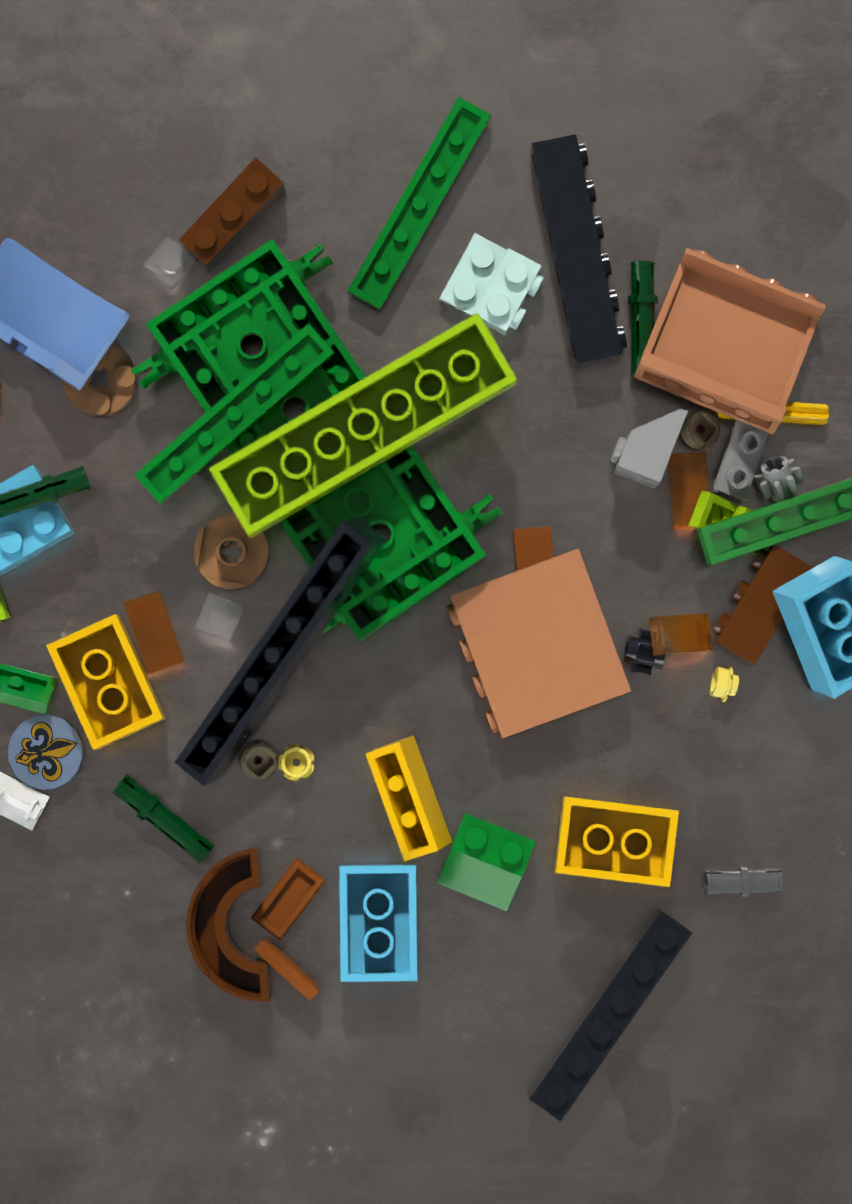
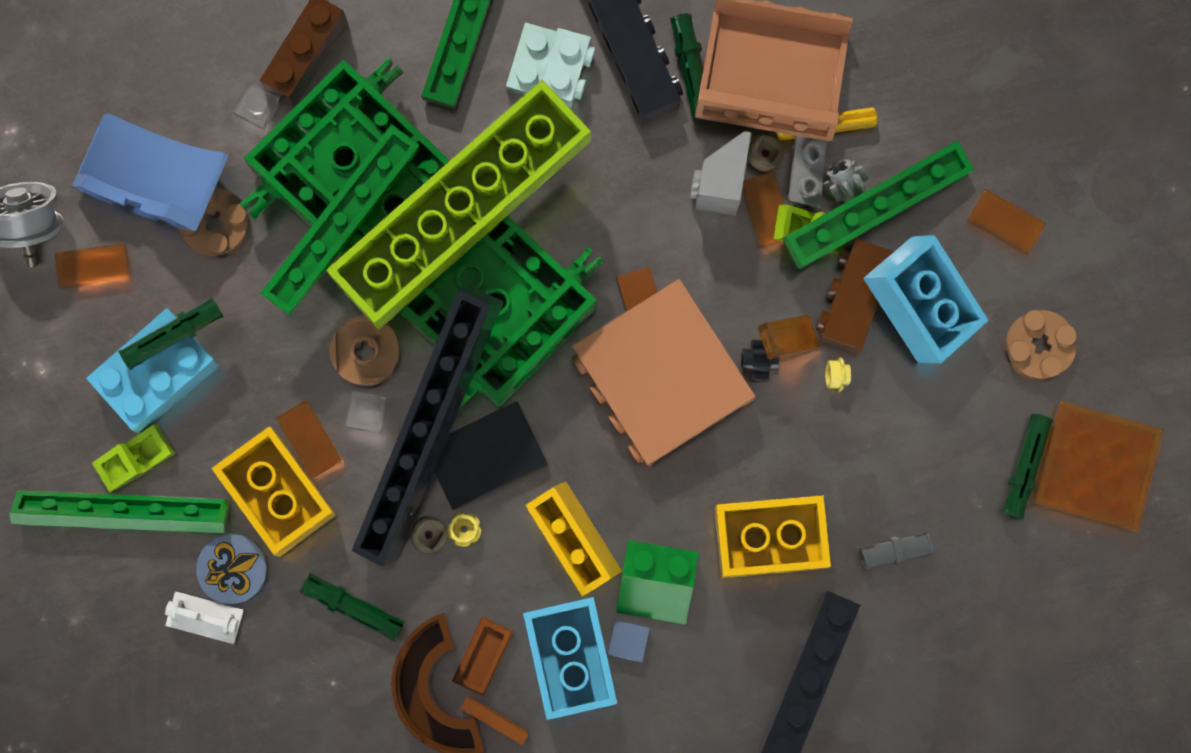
camera: 10 degrees left, 5 degrees down
(337, 690) = (487, 456): none -> black tile
(443, 916) = (628, 641): none -> sand blue tile

